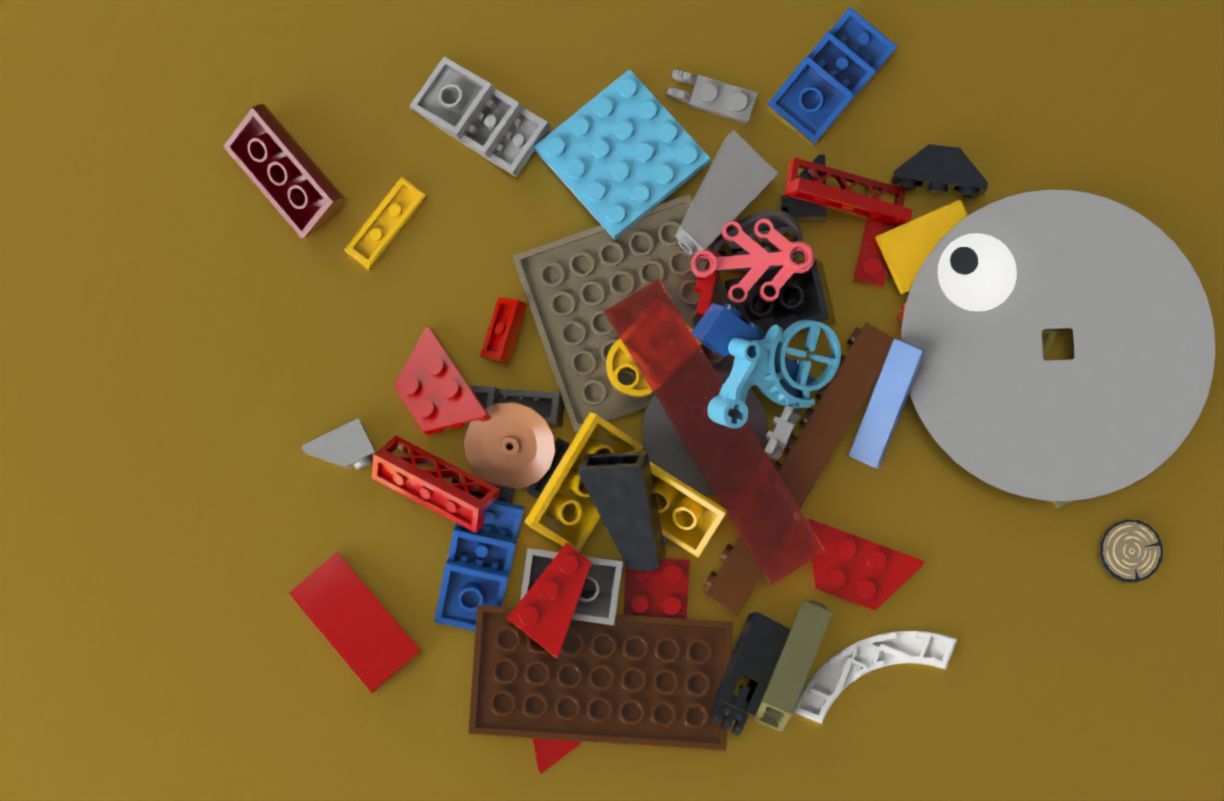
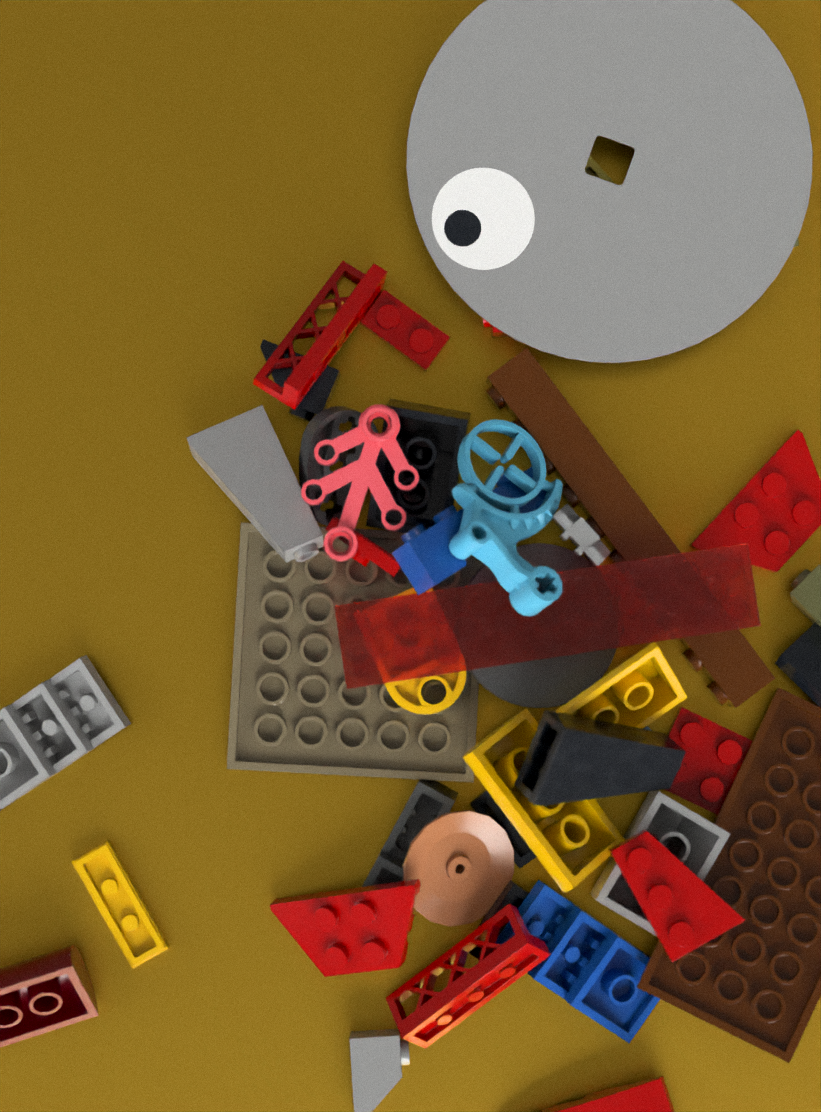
camera: 70 degrees left, 5 degrees up
(503, 330) = (313, 815): red plate -> none
(622, 154) = (157, 583): medium azure plate -> none
(714, 96) = (133, 441): light grey hinge -> none
(832, 75) = (166, 288): blue slope -> none
(887, 403) = (594, 393): medium blue tile -> none
(911, 243) = (413, 282): yellow tile -> none
(941, 171) = (339, 207): black slope -> none

